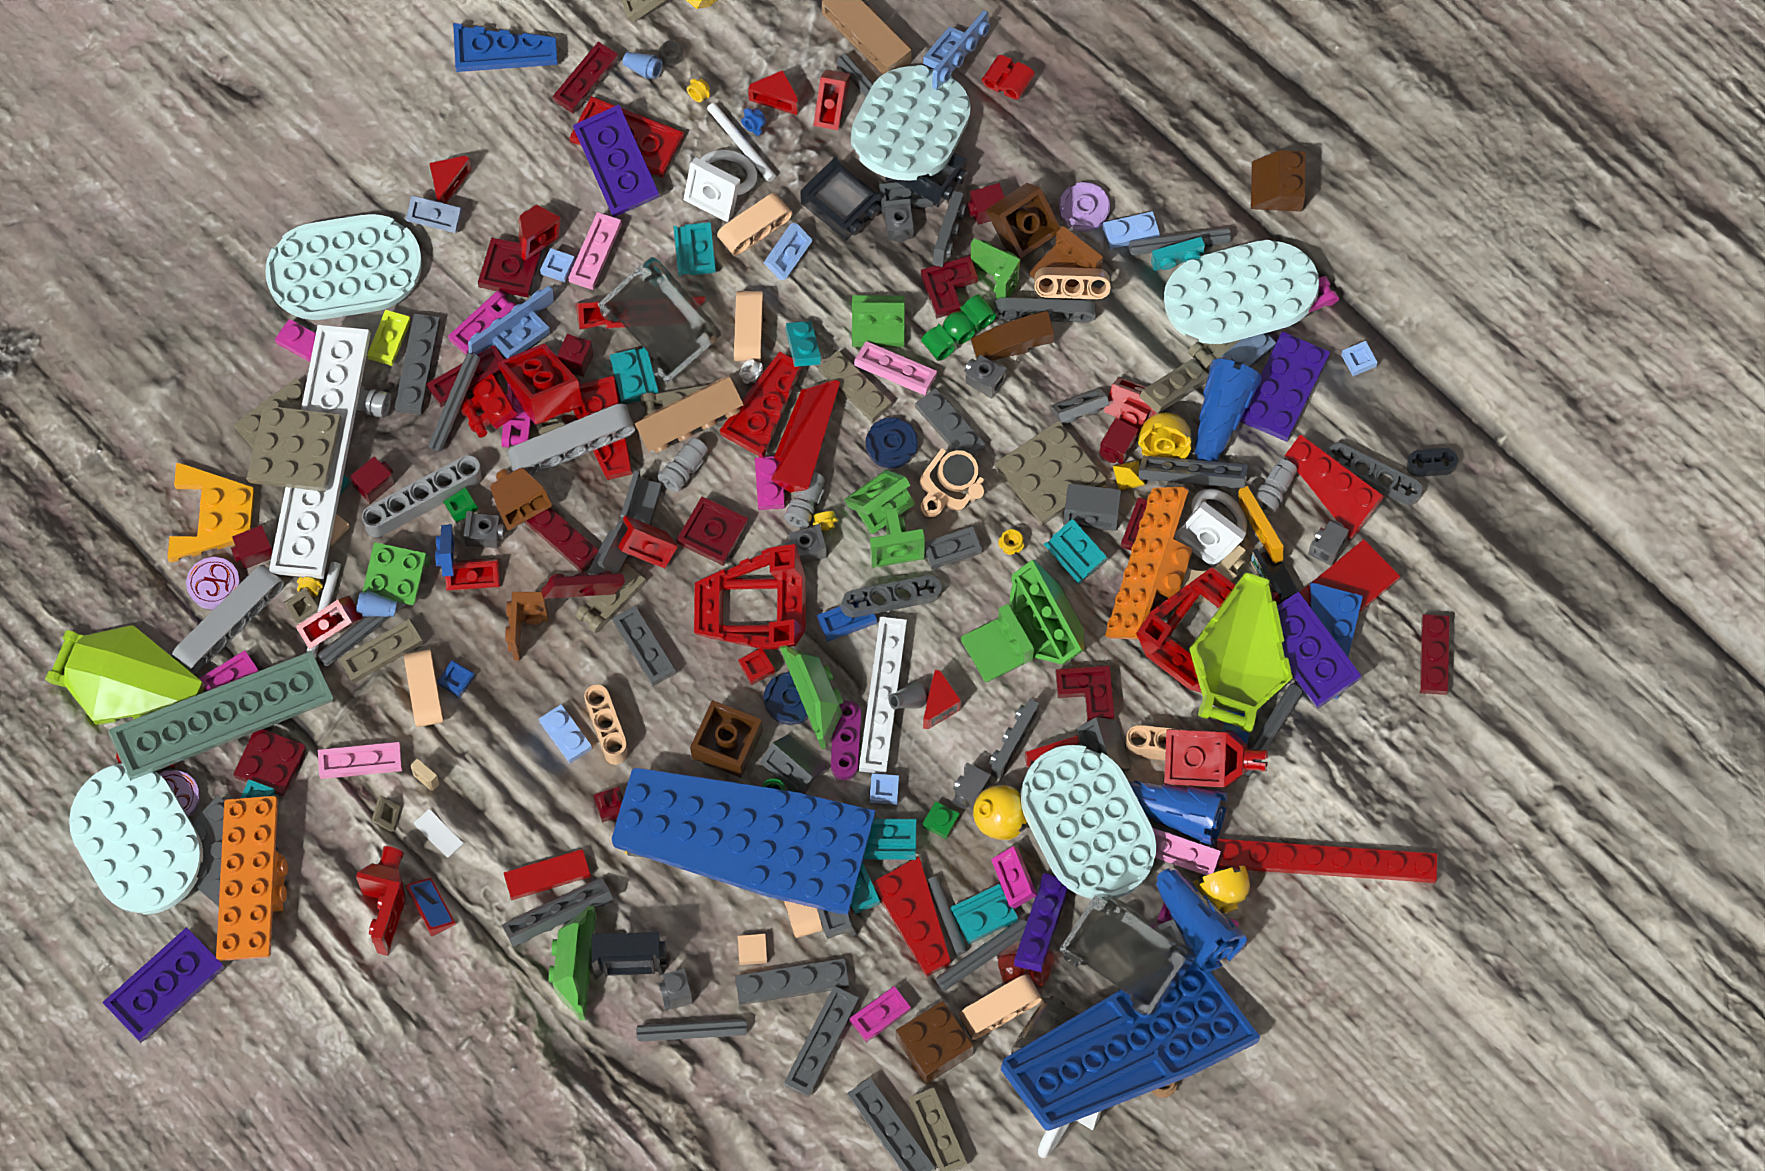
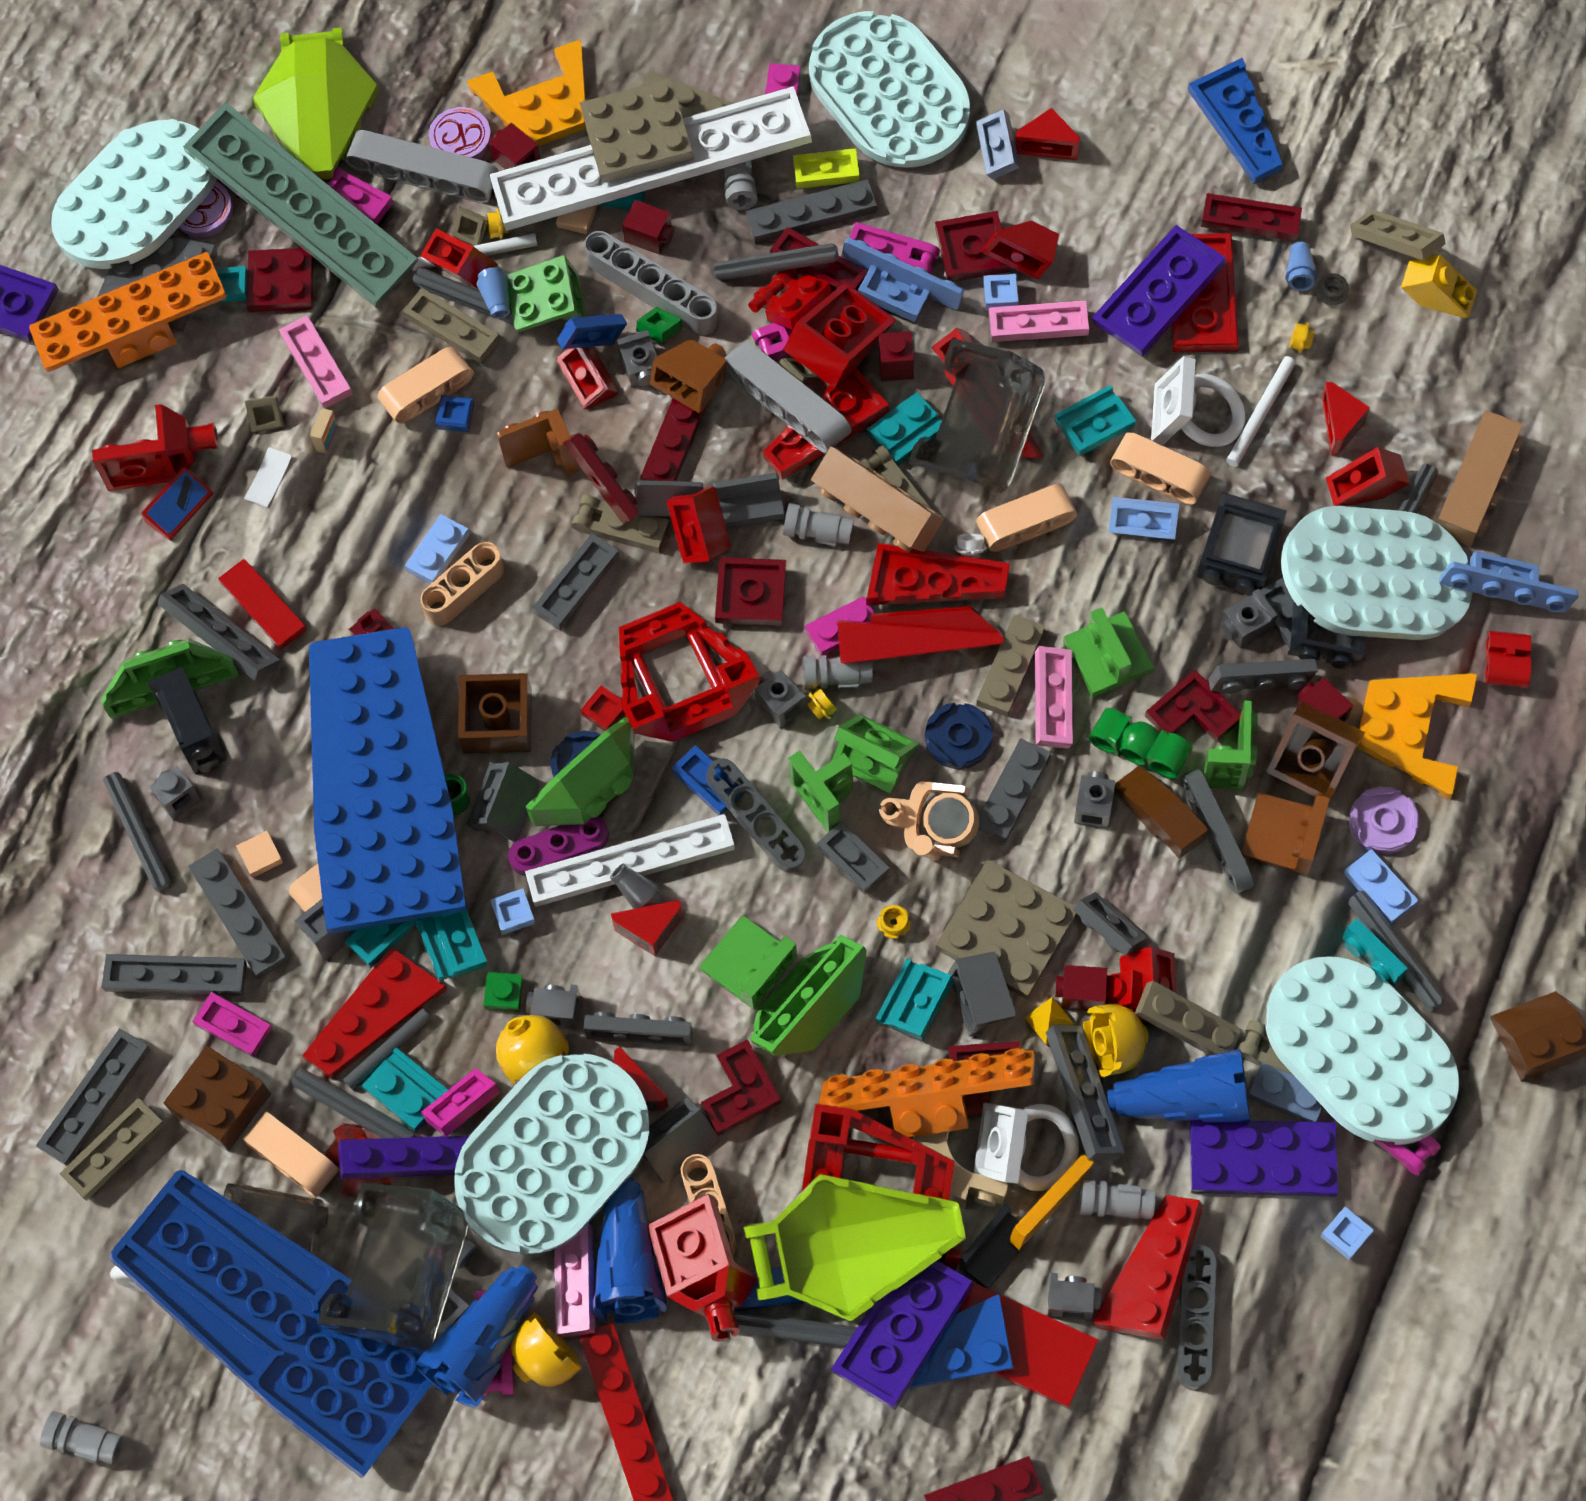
camera: 70 degrees right, 0 degrees up
(753, 120) = (1292, 410): blue plate -> none
(803, 343) = (1031, 583): teal plate -> none
(1016, 163) = (1398, 721): none -> light orange wing
(1061, 275) = (1250, 832): light nougat beam -> none
(1432, 462) = (1257, 1380): black beam -> none

